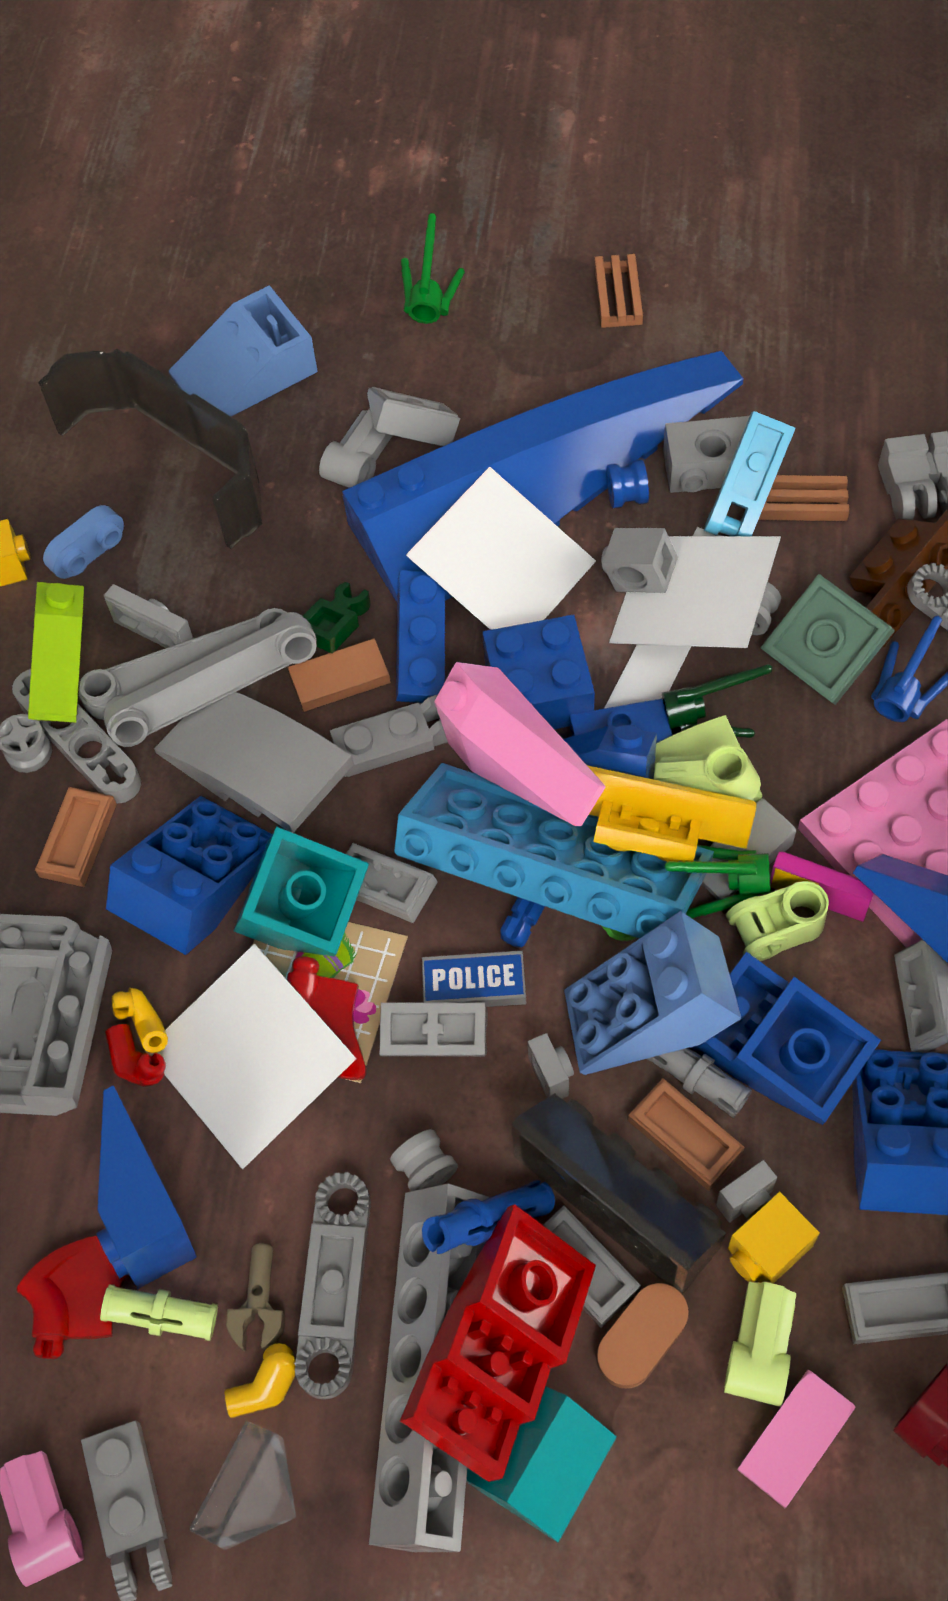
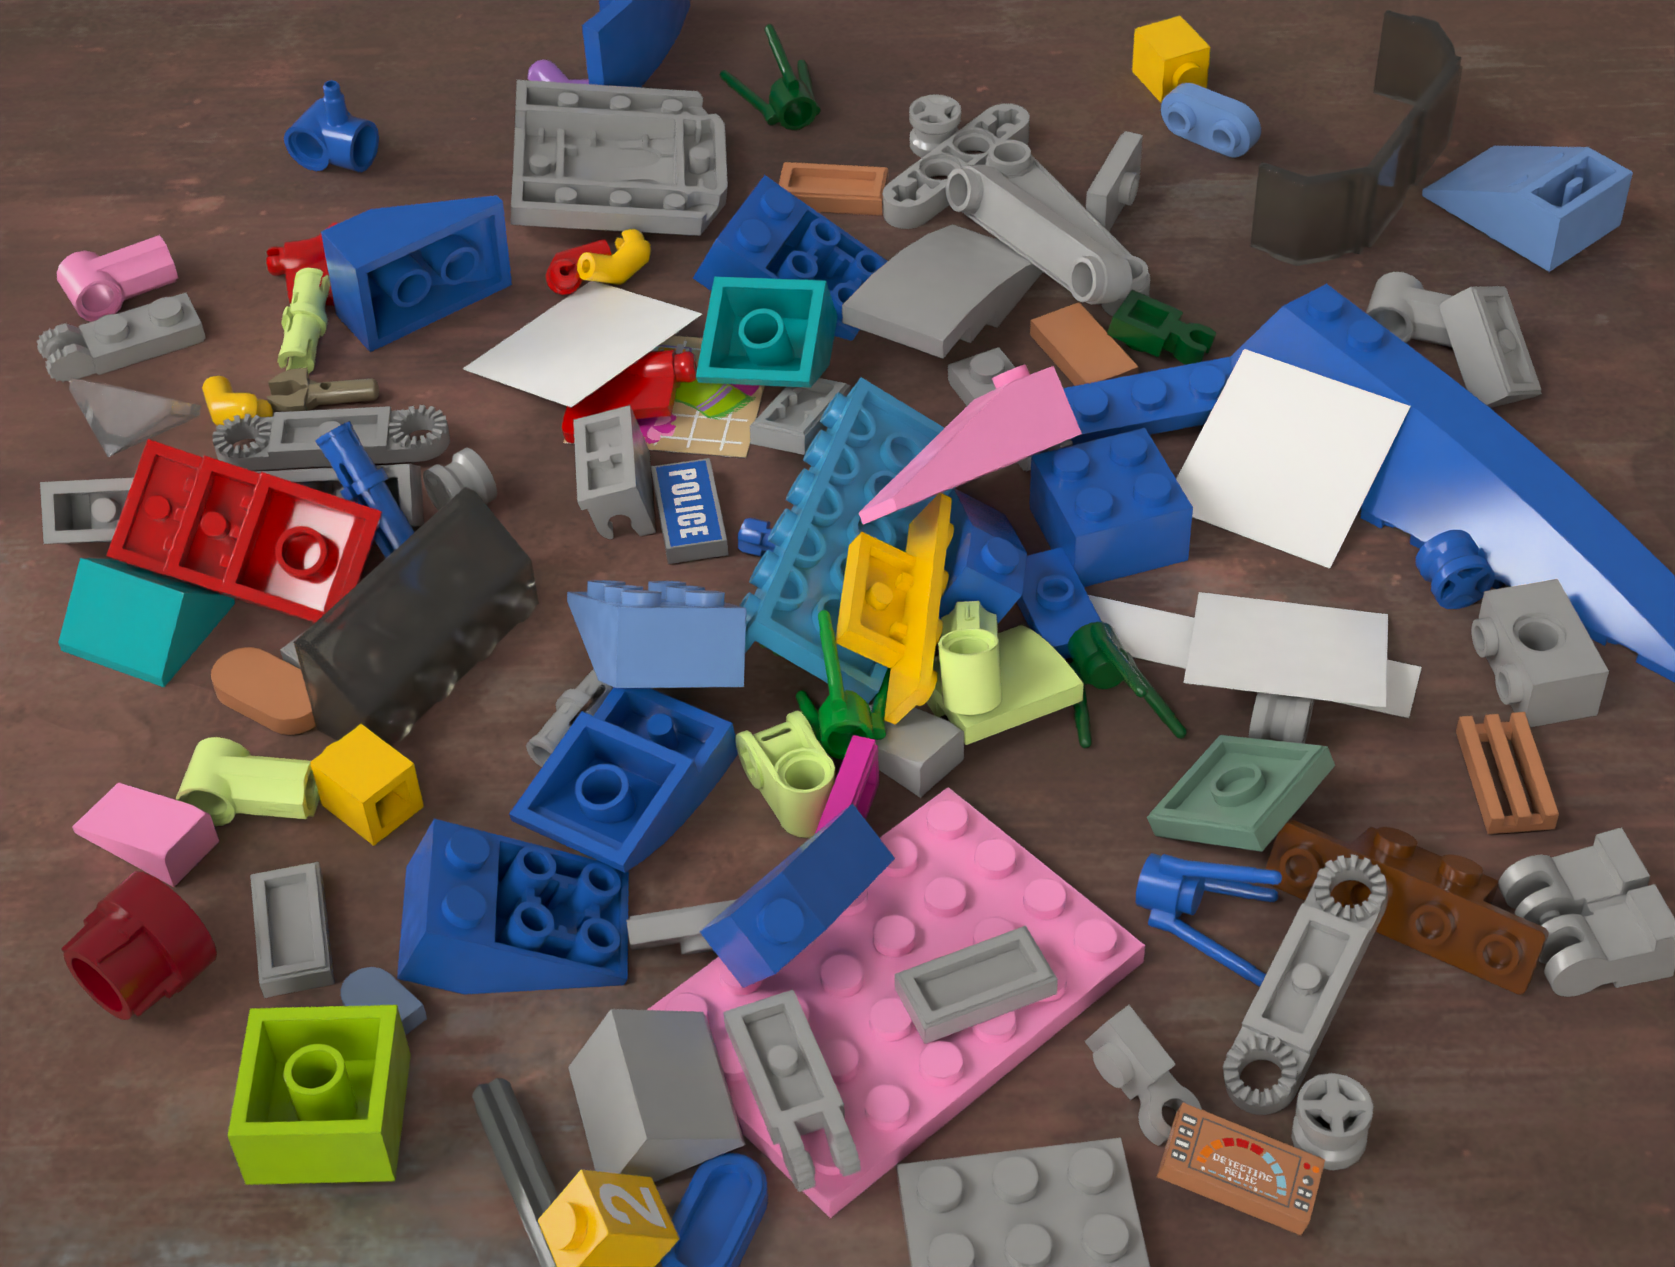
camera: 80 degrees right, 15 degrees down
(56, 652) = (1049, 113): lime slope -> none
(550, 1066) = (571, 566): light grey plate -> none
(639, 560) = (1320, 585): light grey brick -> none
(686, 1134) = (506, 713): nougat tile -> none
(747, 1193) = (431, 756): light grey plate -> none
(750, 475) = (1488, 672): medium azure plate -> none

